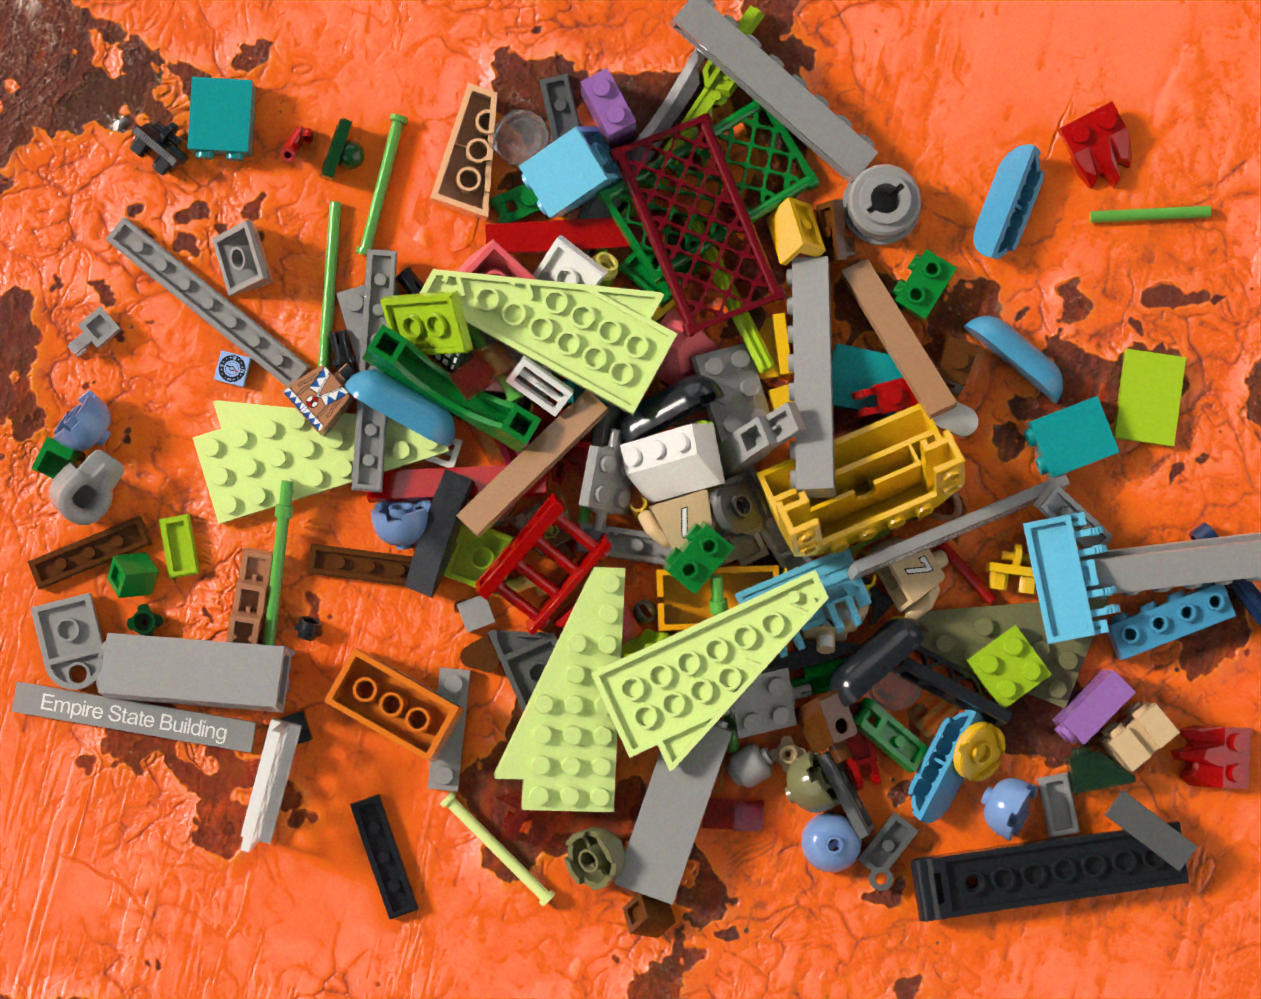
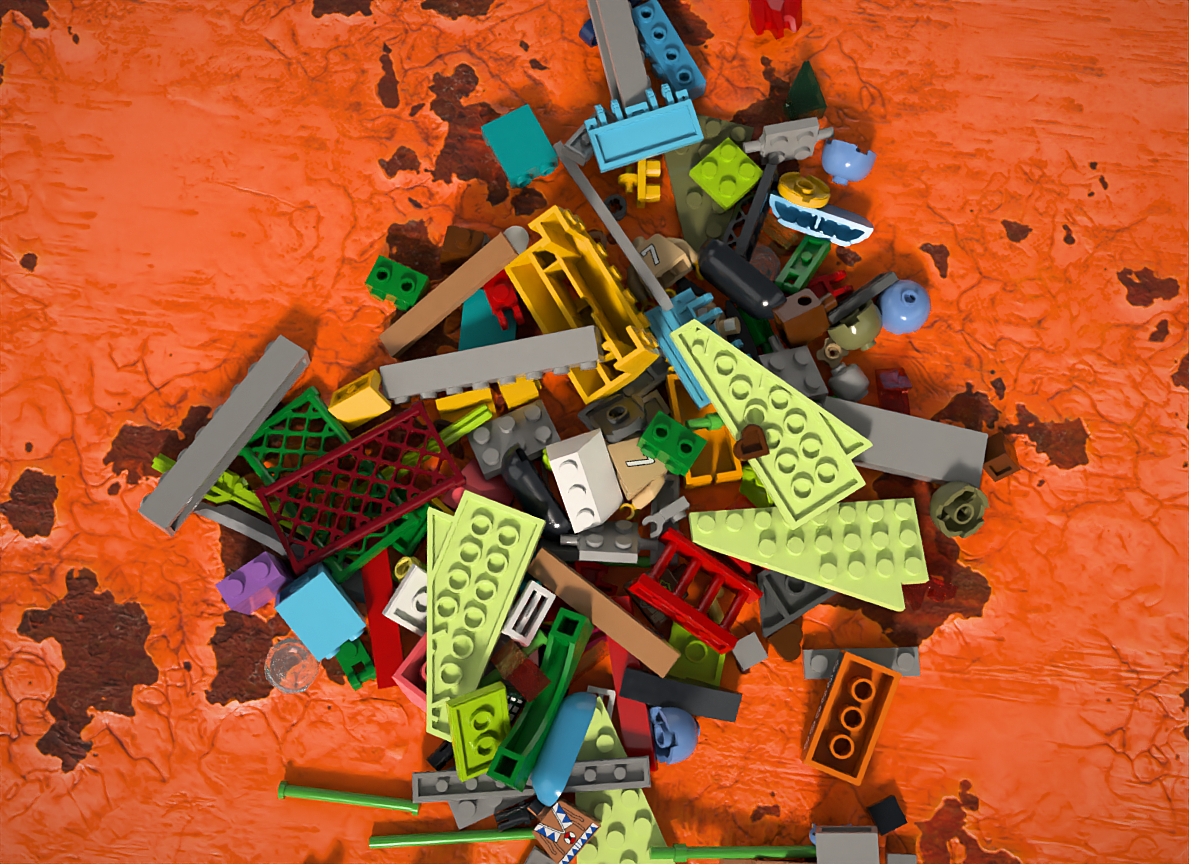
camera: 90 degrees left, 10 degrees down
(270, 783) = (945, 831): white fence -> none
(308, 628) = (787, 812): black plate -> none
(344, 152) = (319, 842): dark green tile -> none
(358, 564) = (719, 770): reddish brown tile -> none
(384, 856) = (990, 709): black tile -> none
(467, 162) = (320, 715): light nougat wedge -> none
(497, 848) = (962, 604): yellowish green bar -> none
(559, 104) = (259, 633): dark grey tile -> none
(628, 552) = (673, 512): none -> light grey plate
(650, 606) = (727, 500): dark grey hinge -> none
(684, 640) = (752, 444): none -> reddish brown tile
(758, 438) = (552, 400): light grey slope -> none
(831, 227) = (350, 368): reddish brown hinge -> none
(882, 204) = (328, 328): light grey wheel -> none
(886, 848) = (900, 259): dark grey hinge -> none
(967, 573) = (648, 221): red bar -> none
(989, 545) = (610, 200): none -> dark grey bush
(1009, 202) = (316, 221): dark azure brick -> none
(1018, 354) = (451, 199): dark azure brick -> none
(1038, 742) = (788, 140): none -> light grey plate
(1038, 873) = (897, 126): black hinge -> none
(1058, 805) = (844, 123): light grey tile -> none
(1092, 707) = (749, 99): medium lavender brick -> none
(1098, 145) = (260, 154): red plate -> none
(1138, 735) = (769, 62): tan brick -> none
(1149, 397) = (476, 90): lime tile -> none
(1150, 214) = (317, 105): bright green bar -> none
(1150, 830) = (848, 42): dark grey tile -> none

